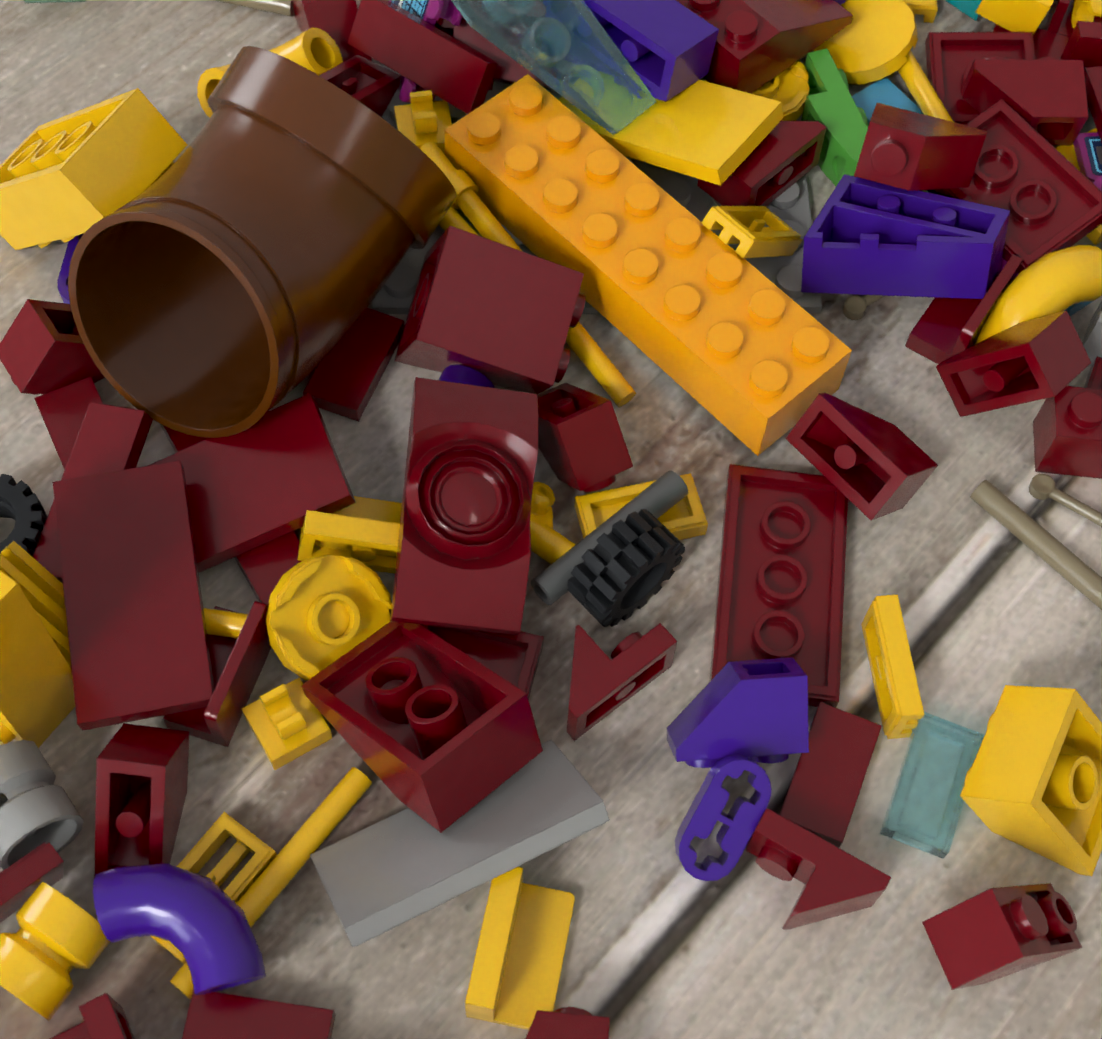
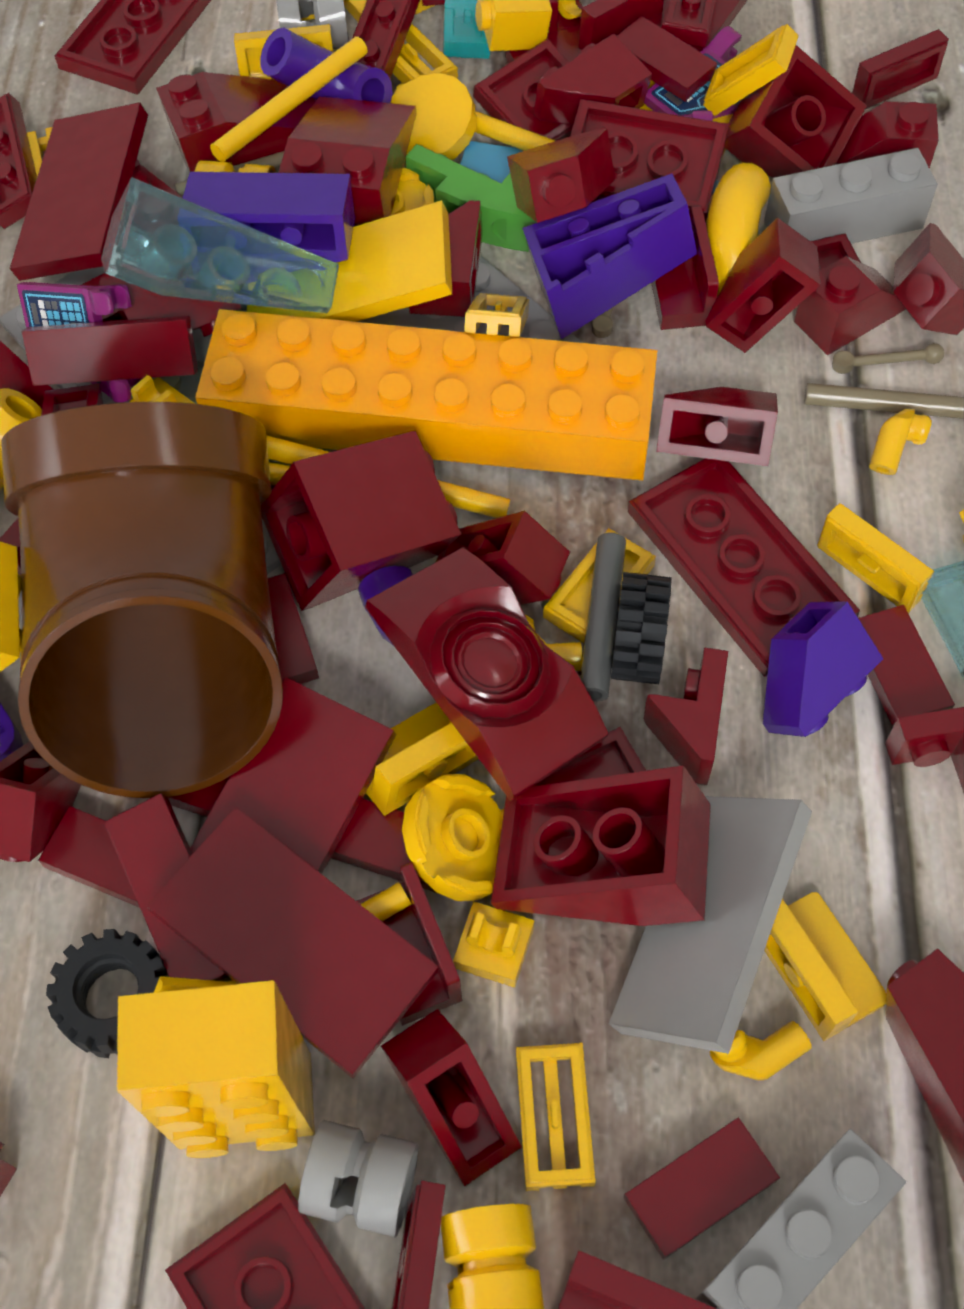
camera: 35 degrees left, 0 degrees up
(187, 913) = (580, 1139): dark purple cylinder -> none
(292, 857) = (599, 1071): yellow bar -> none
(395, 977) = (763, 1058): none -> yellow arm
(737, 824) = (869, 750): dark purple beam -> none
(1025, 579) = (893, 437): none -> yellow arm

